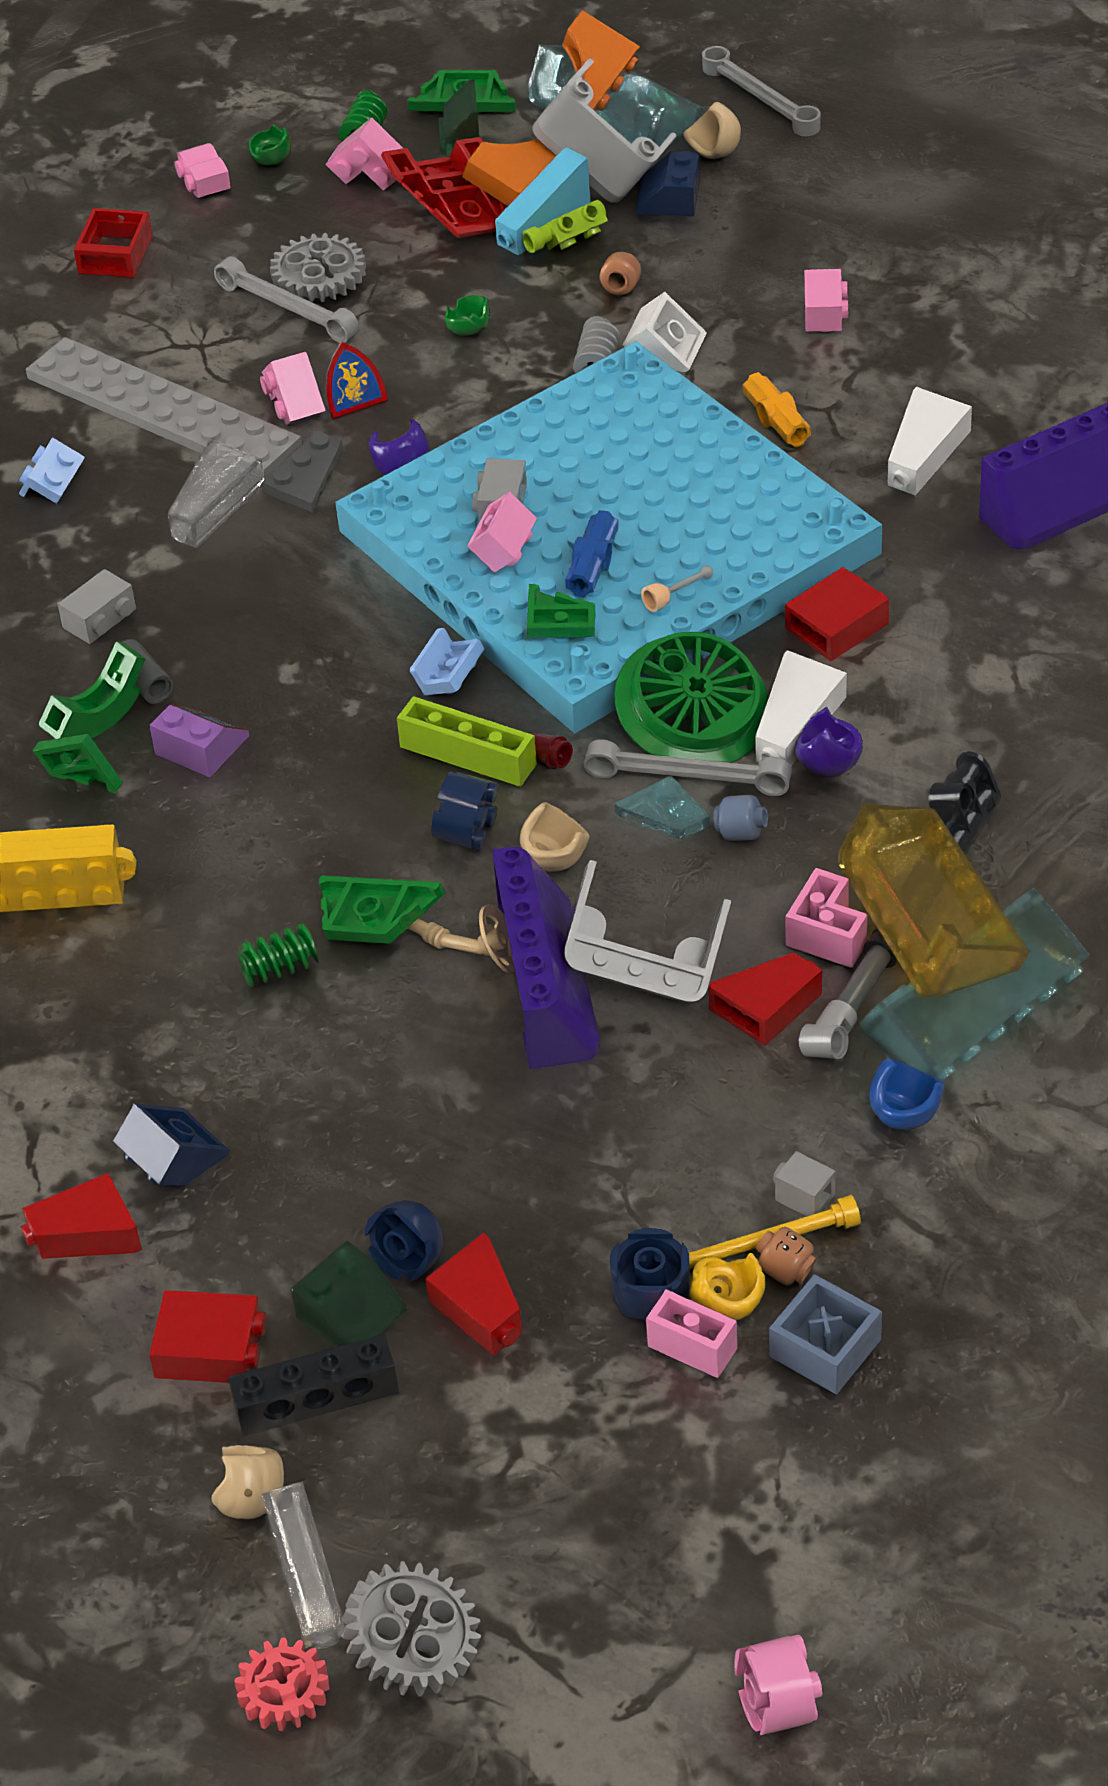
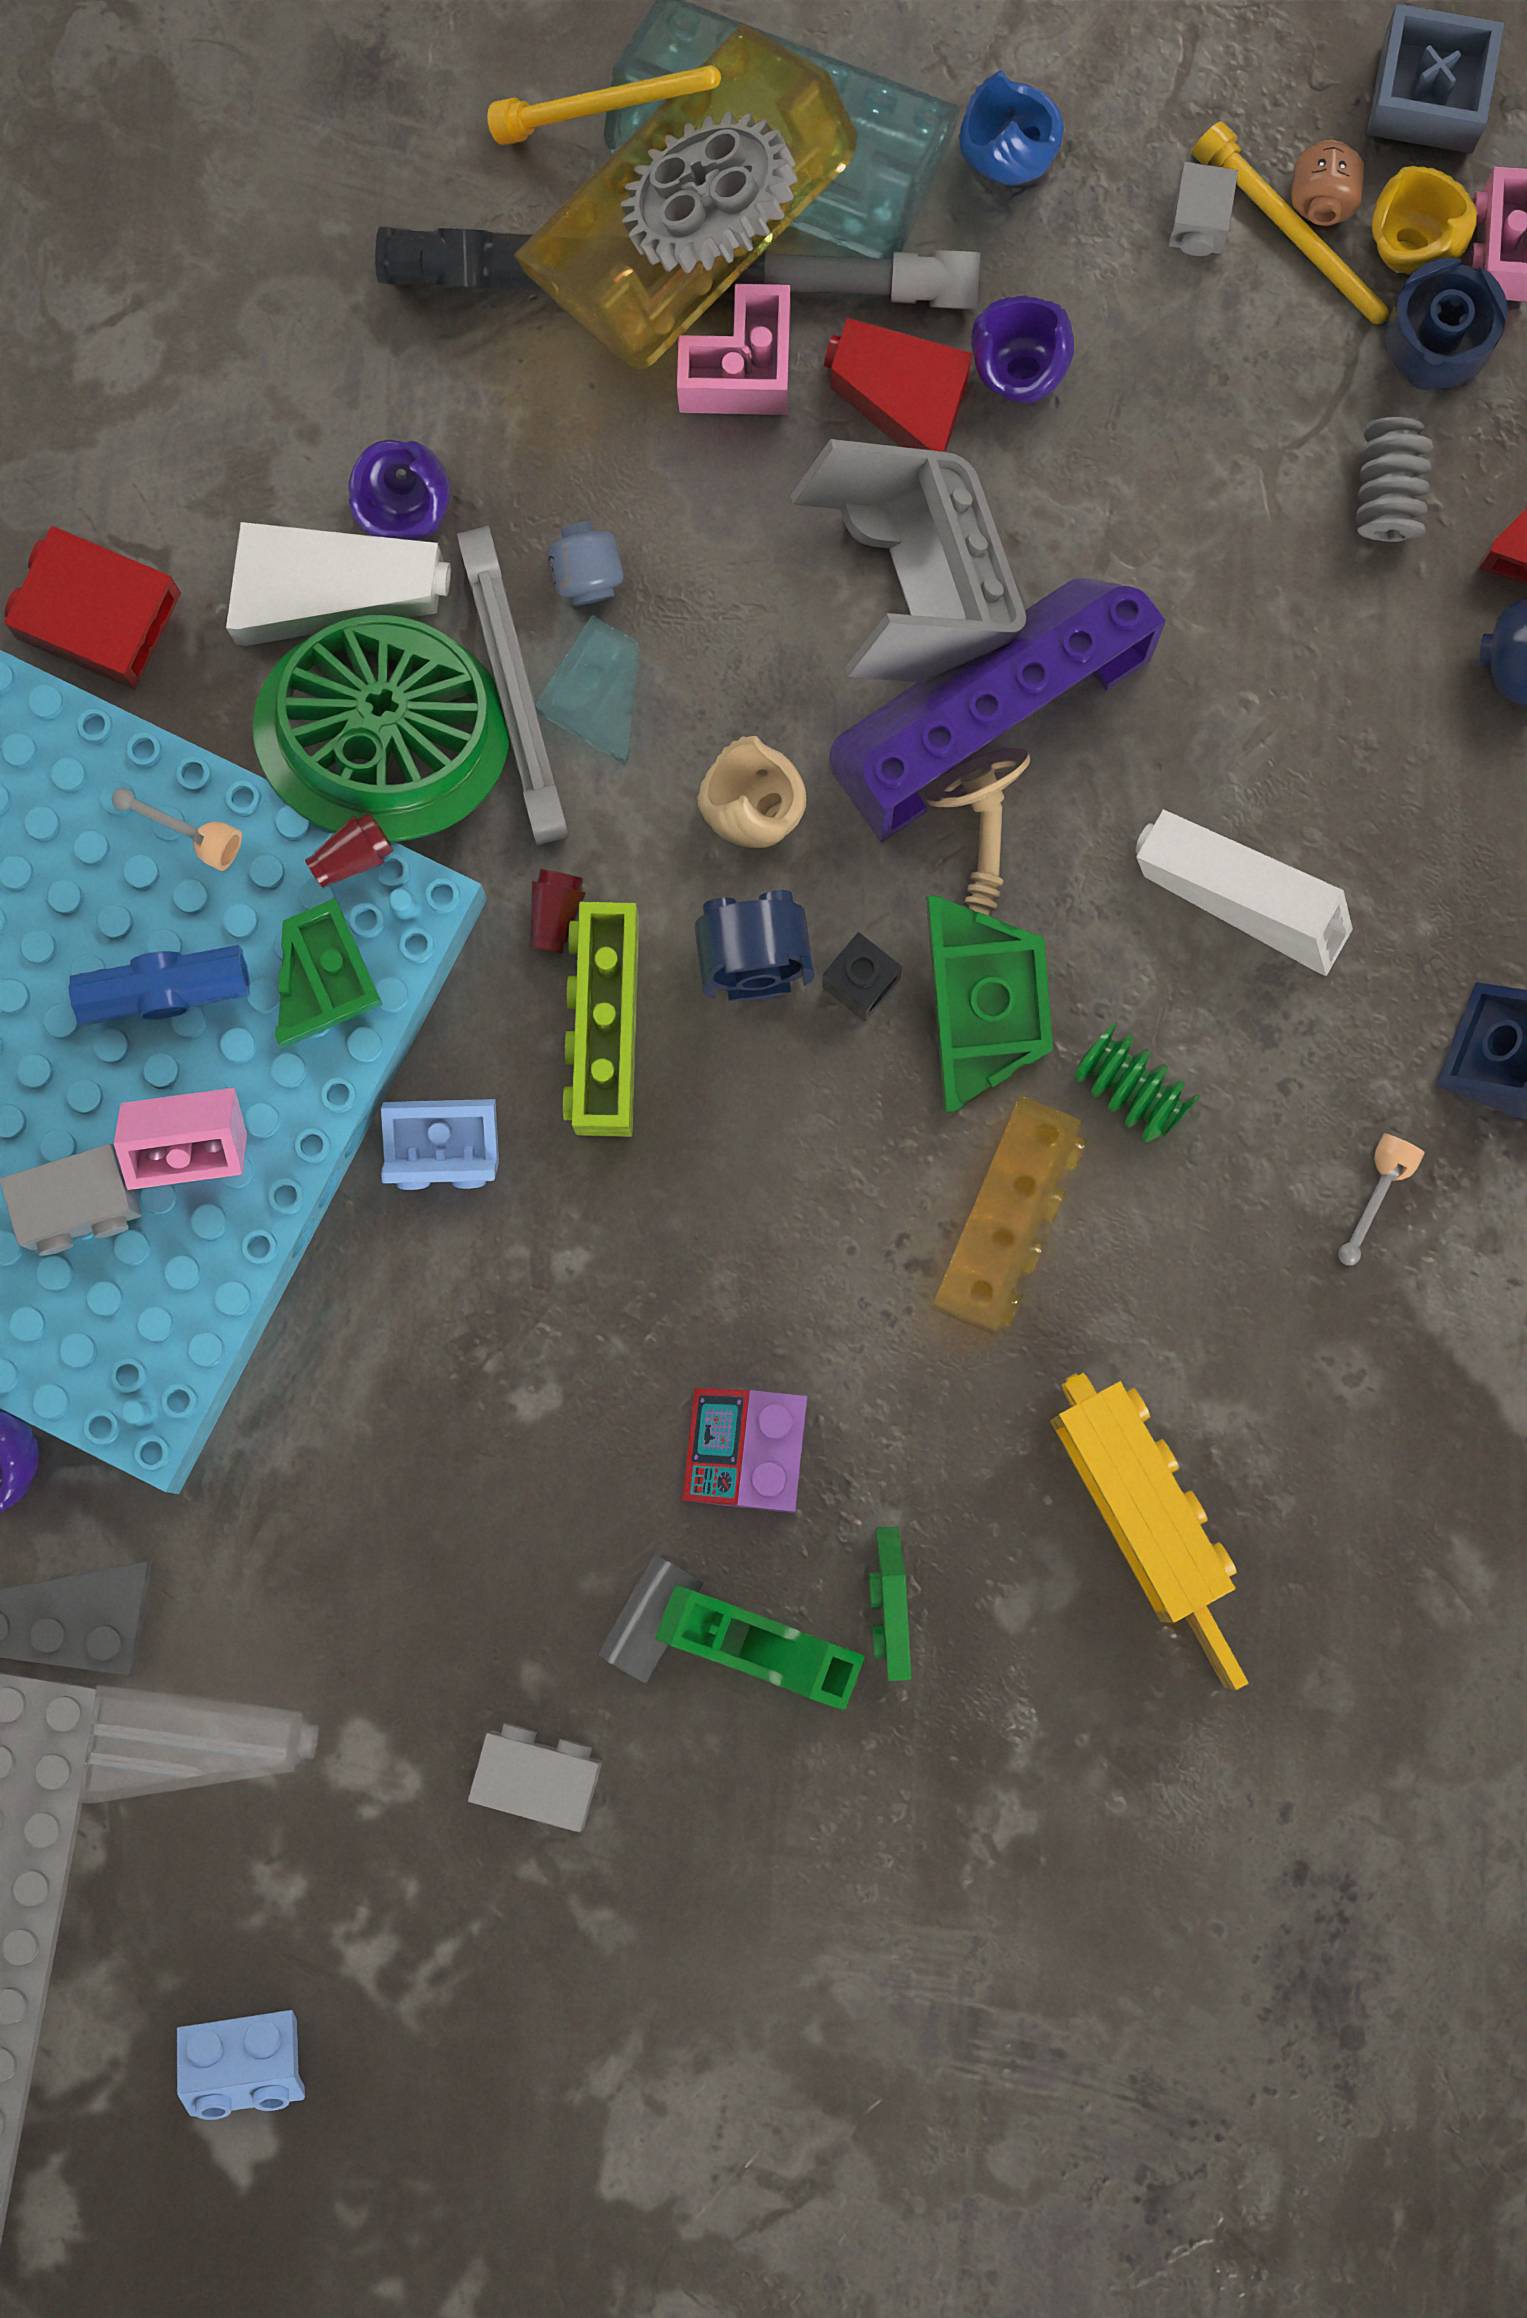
camera: 115 degrees left, 35 degrees up
(147, 1062) = (1394, 1161): none -> hinge
(244, 879) = (1007, 1216): none -> clear yellow brick
(349, 1043) = (1247, 890): none -> white slope
(420, 856) = (861, 976): none -> black brick
(559, 1215) = (1391, 480): none -> light grey piece
(618, 645) = (350, 851): none -> dark red cone
(757, 1049) = (1022, 336): none -> dark purple piece
(918, 892) = (709, 192): none -> light grey gear
(1042, 872) = (514, 120): none -> yellow piece

